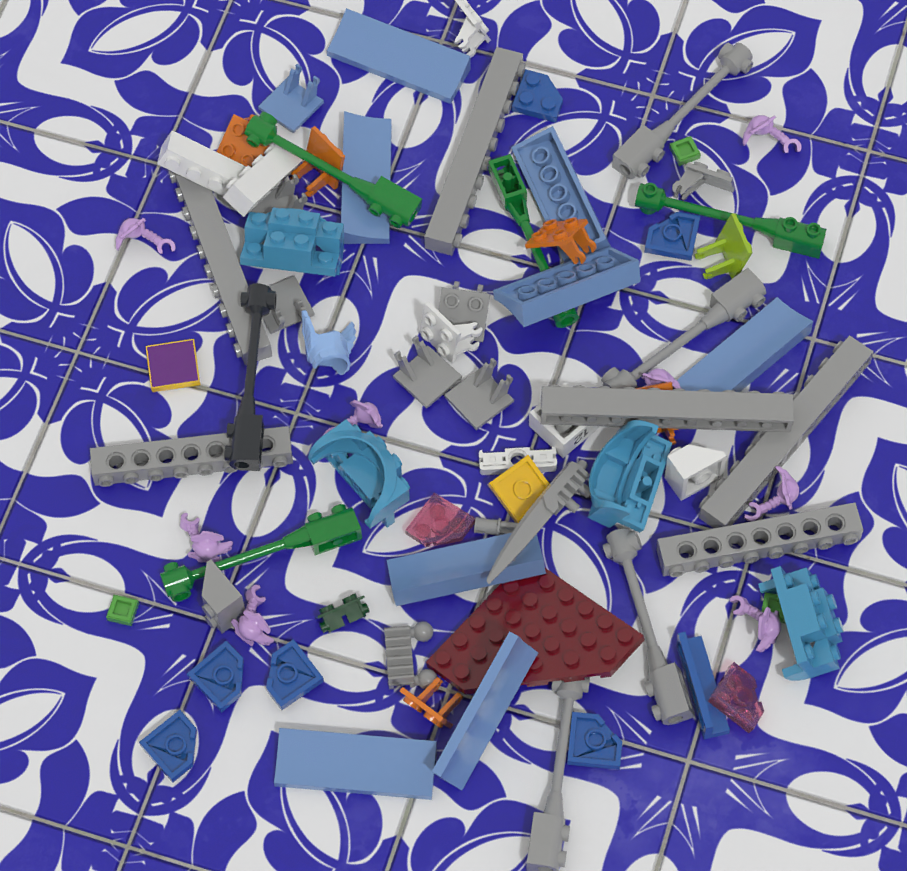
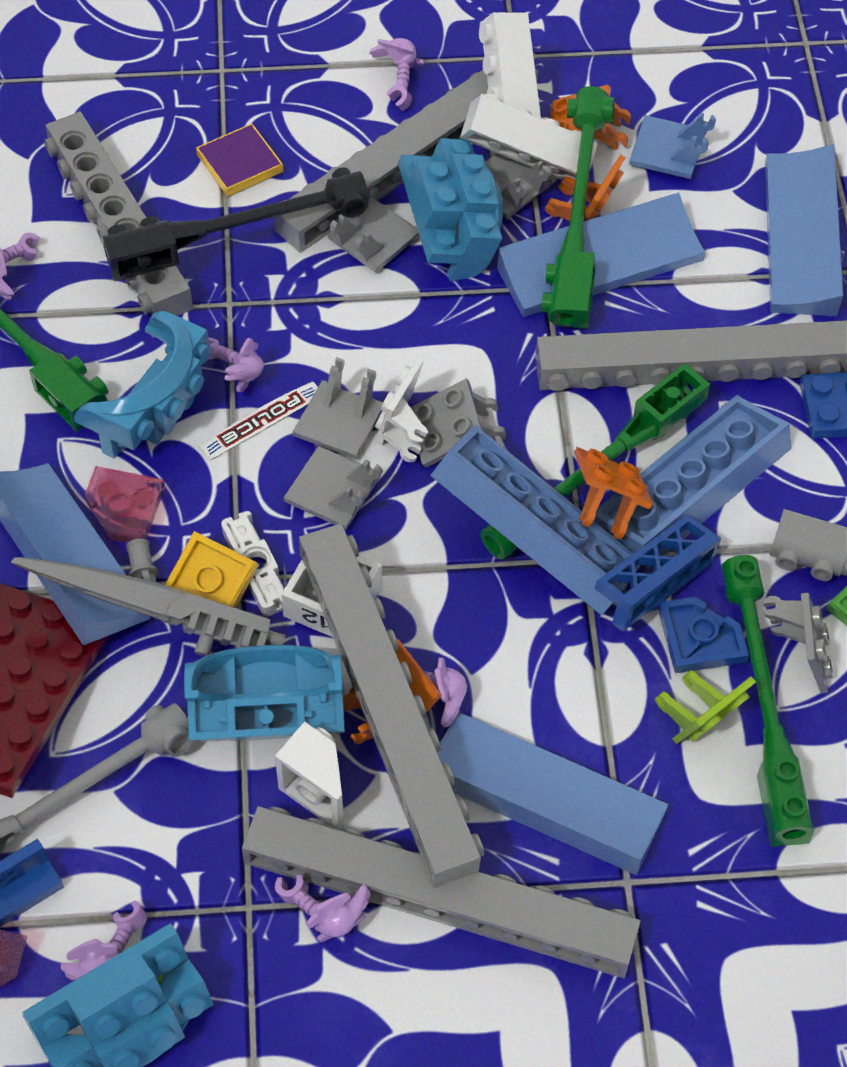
camera: 65 degrees right, 5 degrees down
(328, 348) = (324, 292): light blue helmet -> none
(403, 424) = (258, 420): none -> sticker
(631, 231) = (668, 575): none -> blue fence
(725, 303) = (621, 741): light grey bar -> none
(793, 525) = (312, 1033): light grey brick -> none

